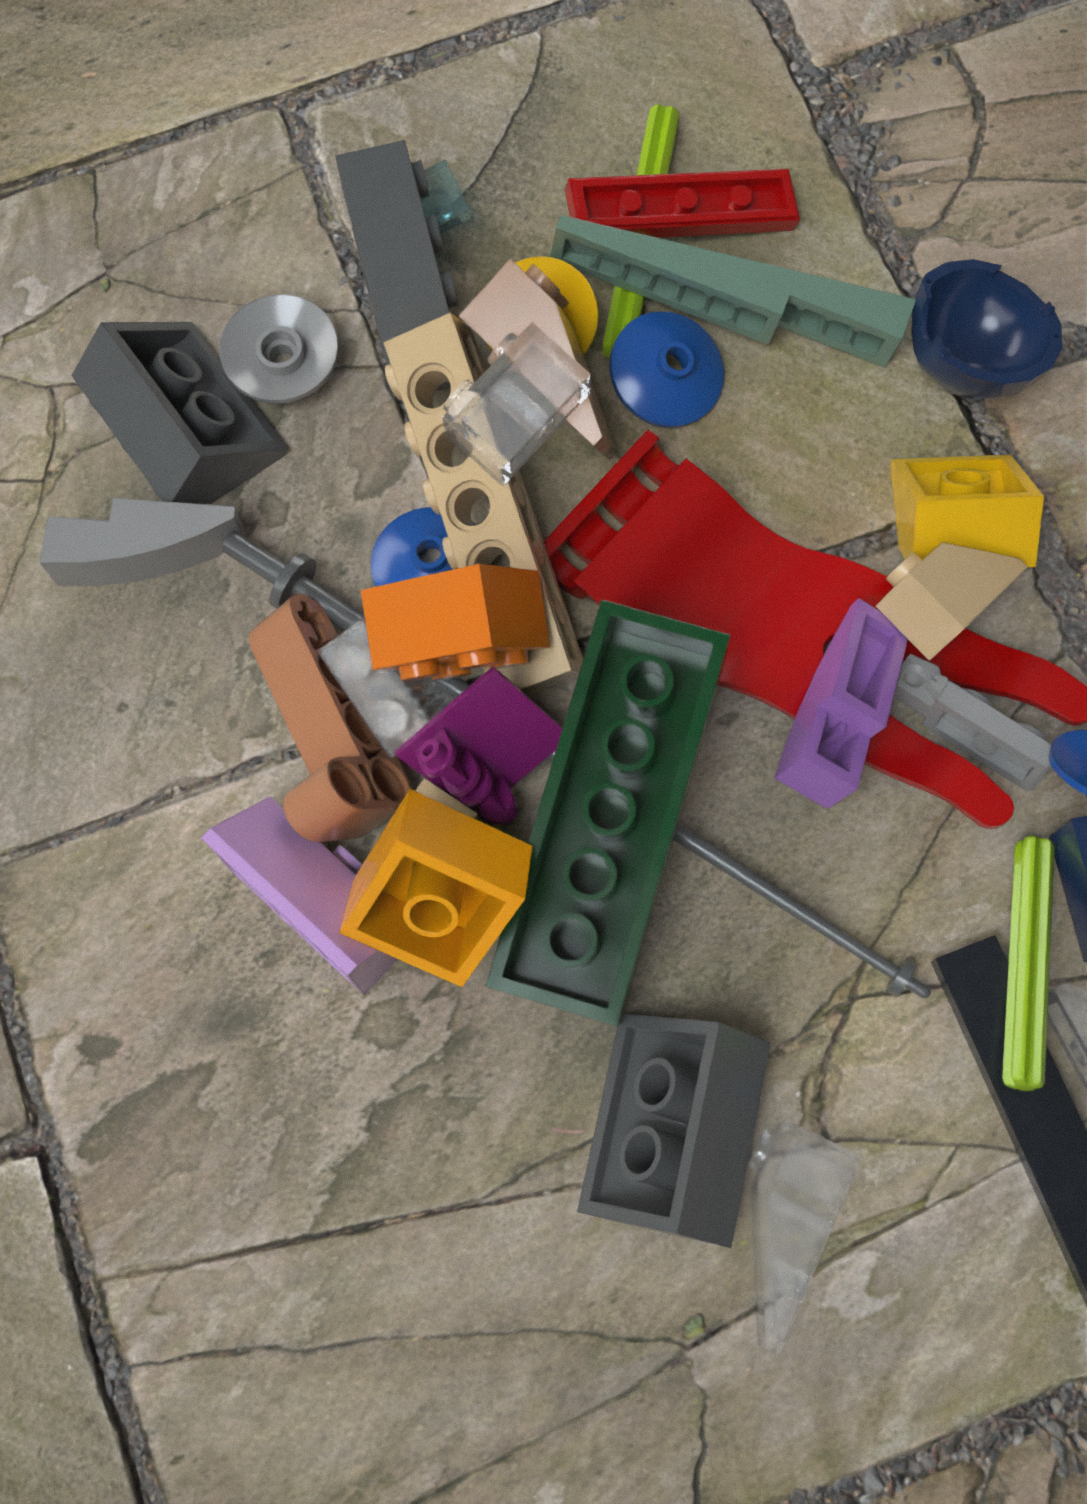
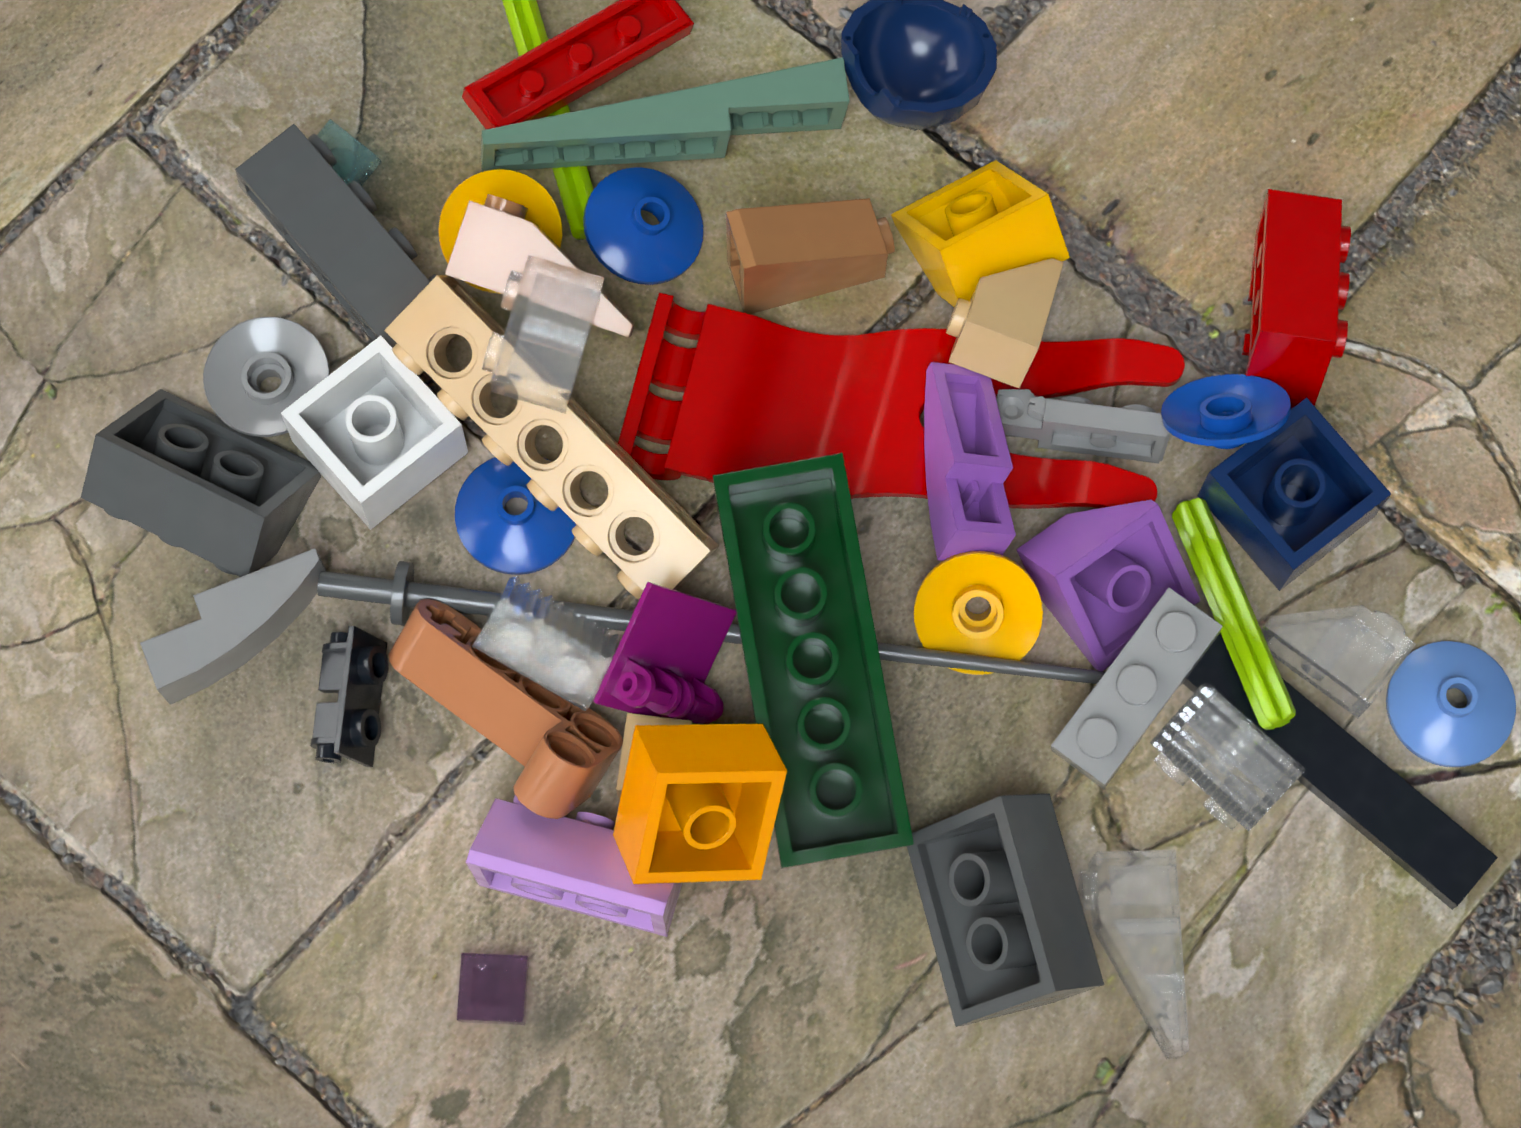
camera: 30 degrees left, 0 degrees up
(188, 963) = (492, 988): none -> clear purple tile
(216, 637) = (355, 669): none -> black hinge
(340, 434) = (375, 432): none -> white brick
(455, 621) = (593, 559): orange brick -> none
(796, 450) = (804, 250): none -> medium nougat slope
(805, 872) = (1002, 631): none -> yellow dish
(902, 984) = (1136, 688): none -> light grey arch
(929, 872) = (1106, 574): none -> medium lavender slope
(955, 1094) = (1225, 758): none -> clear brick

